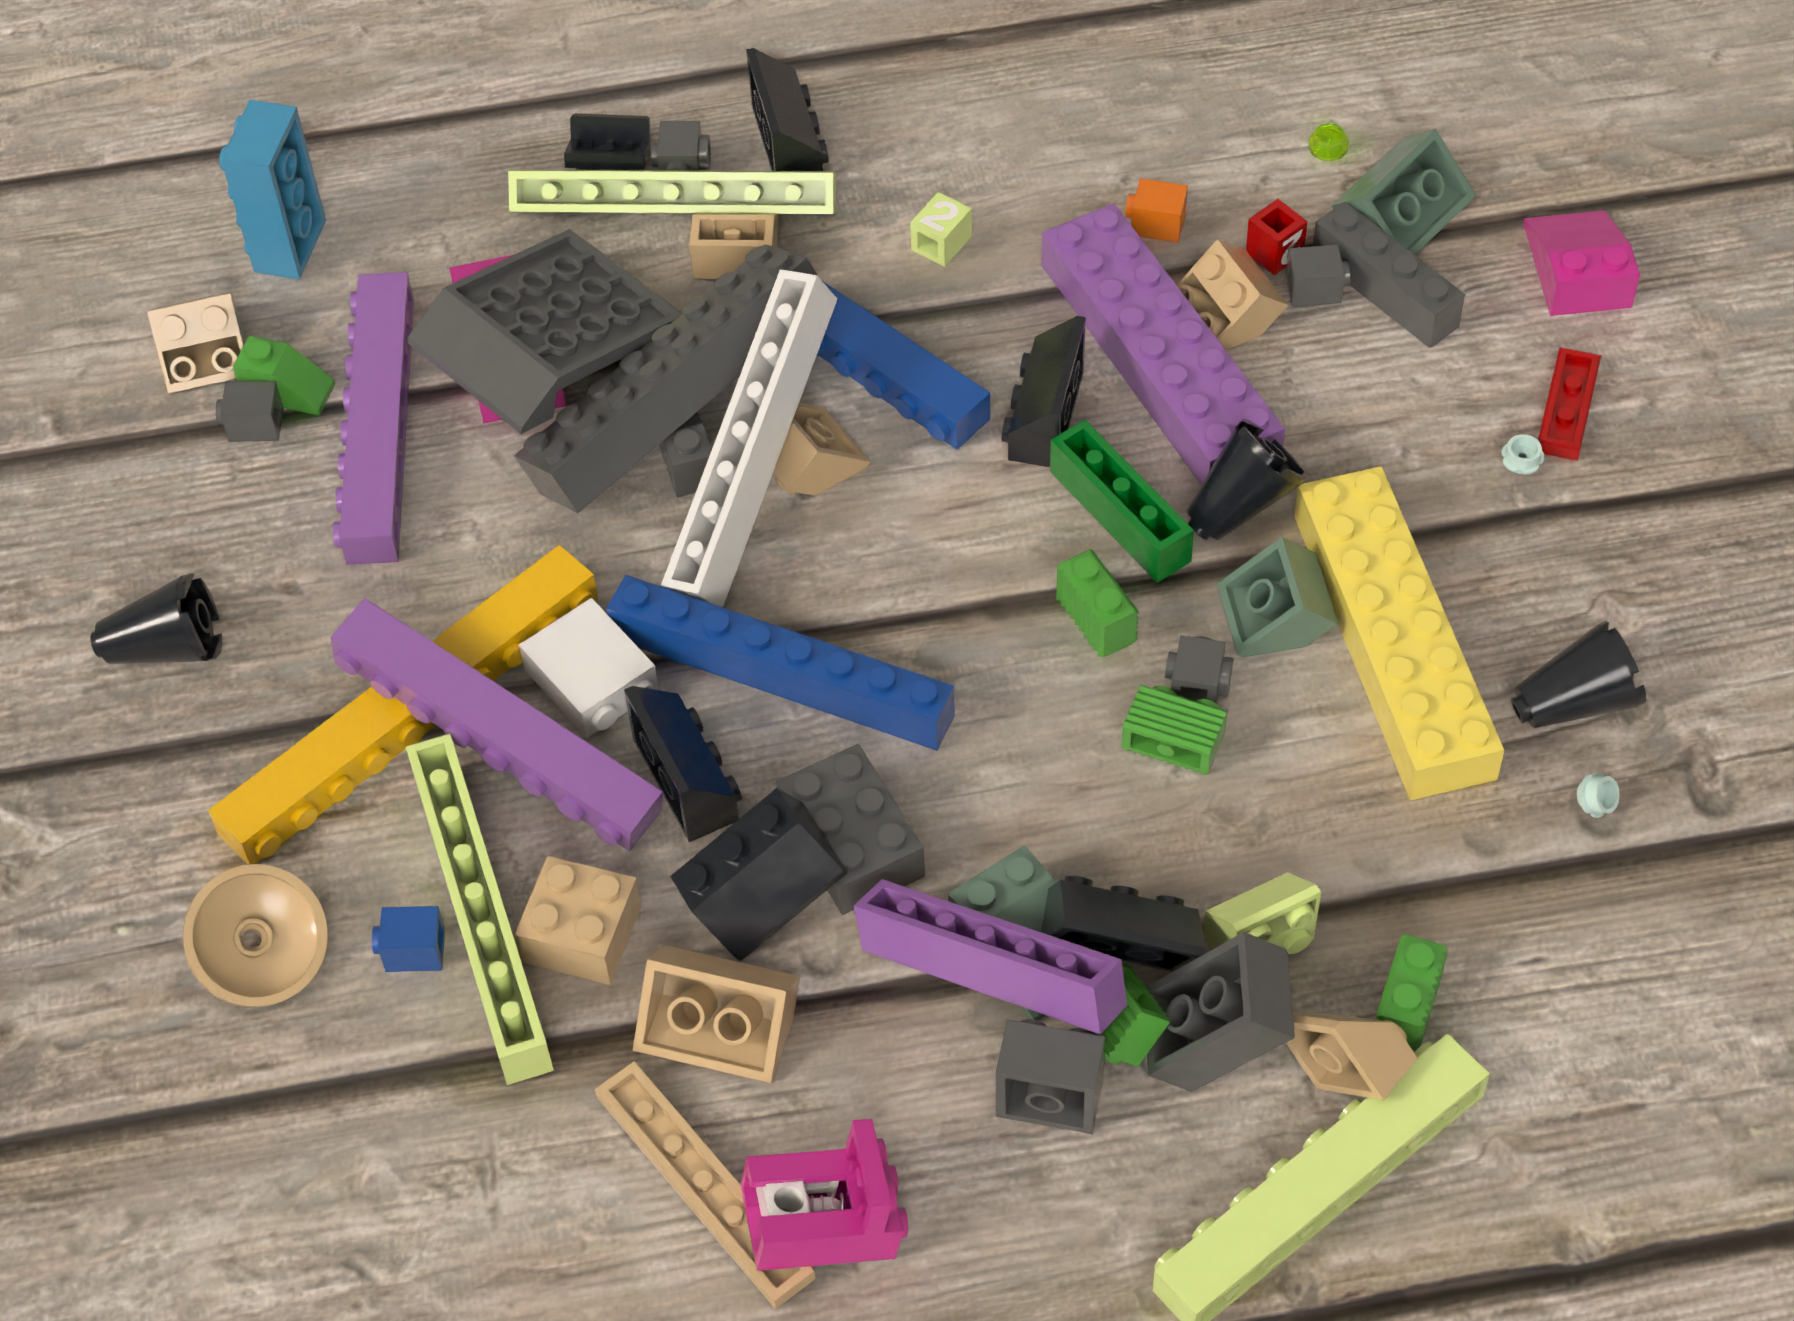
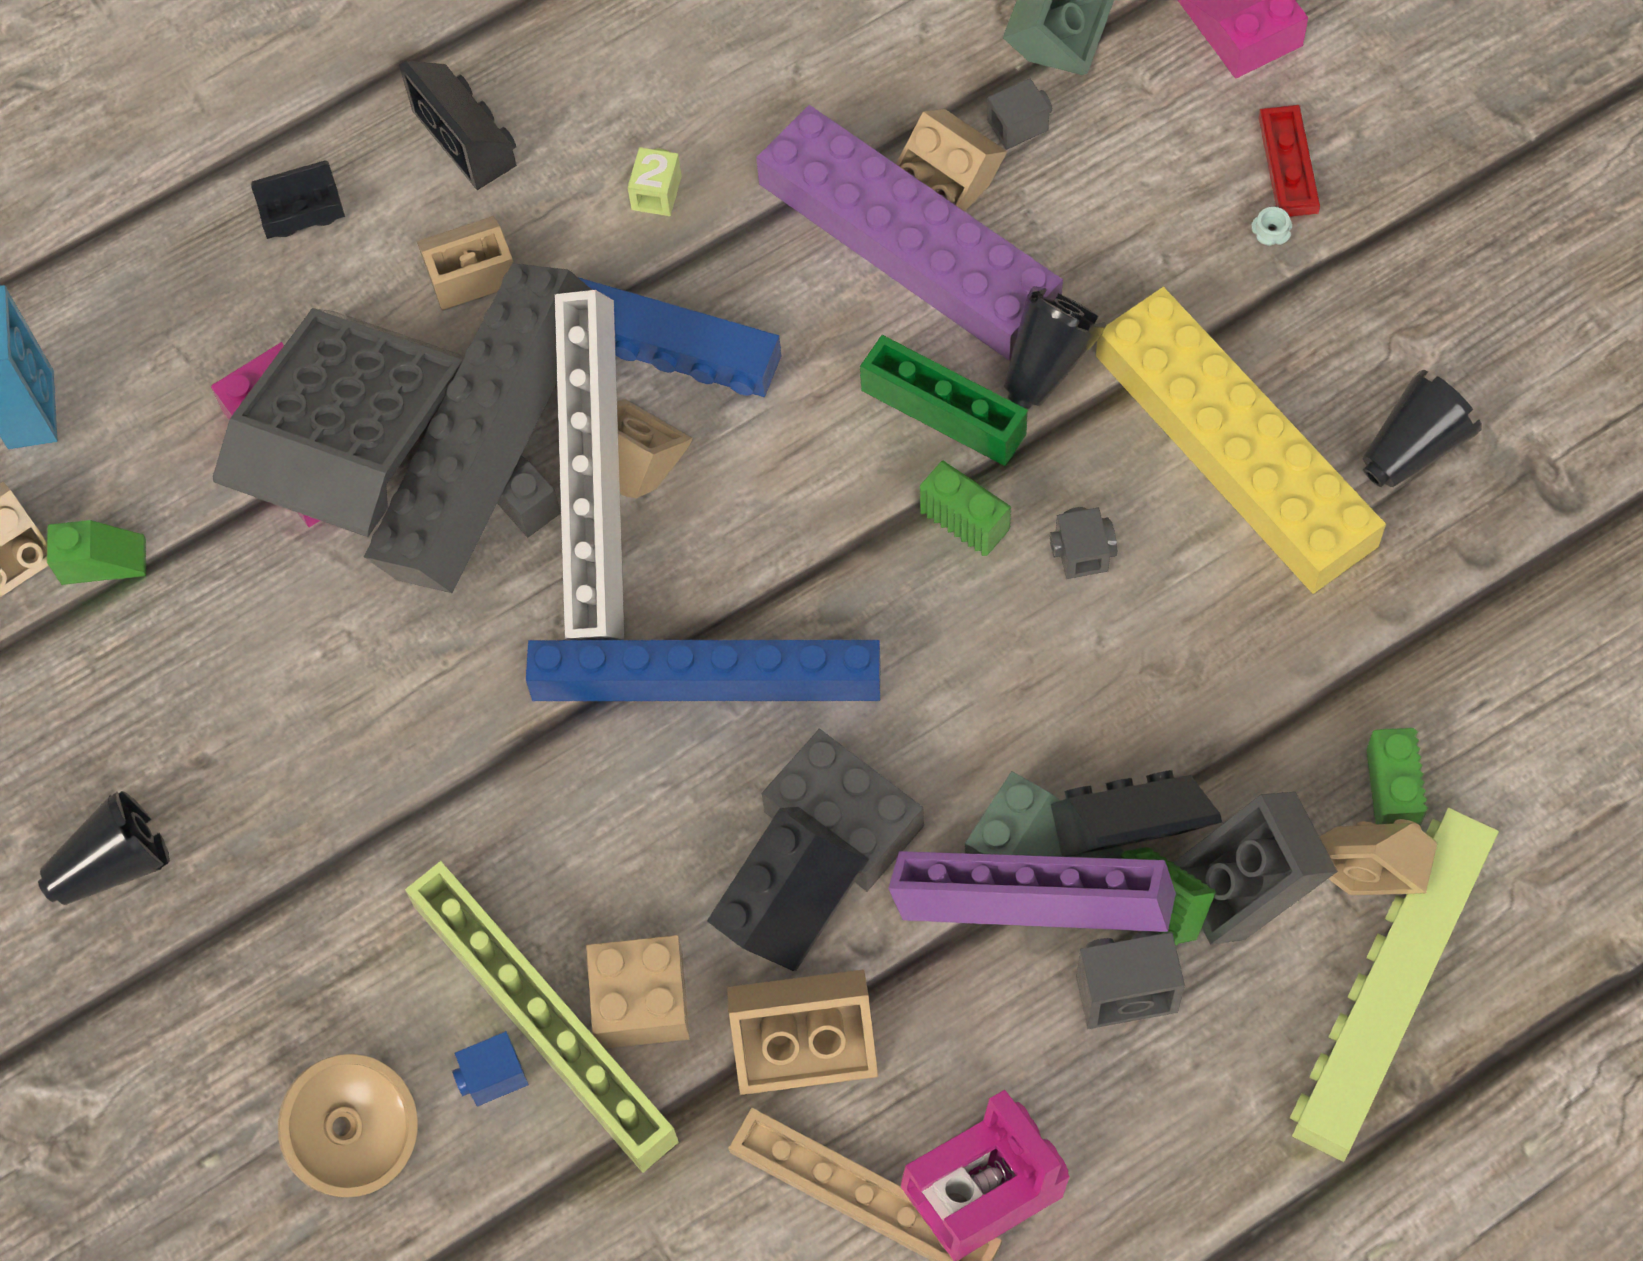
camera: 20 degrees left, 10 degrees up
(250, 411) = (80, 598): dark grey brick -> none
(376, 419) = (208, 562): medium lavender brick -> none
(376, 729) = (374, 844): yellow brick -> none
(496, 725) = (475, 834): medium lavender brick -> none
(586, 666) = (531, 741): white brick -> none
(672, 191) = (385, 230): yellowish green brick -> none
(681, 147) = (372, 185): dark grey brick -> none
(682, 761) = (661, 803): black slope -> none
(1047, 394) = (828, 317): black slope -> none
(1158, 209) = (845, 93): orange brick -> none
(1174, 728) = (1086, 603): bright green brick -> none
(1273, 233) = (967, 86): red brick -> none
(1276, 911) = (1246, 760): yellowish green slope -> none
(1277, 600) = (1121, 447): sand green slope -> none
(1392, 275) = (1084, 89): dark grey brick -> none
(1598, 794) = (1473, 531): light aqua plate -> none

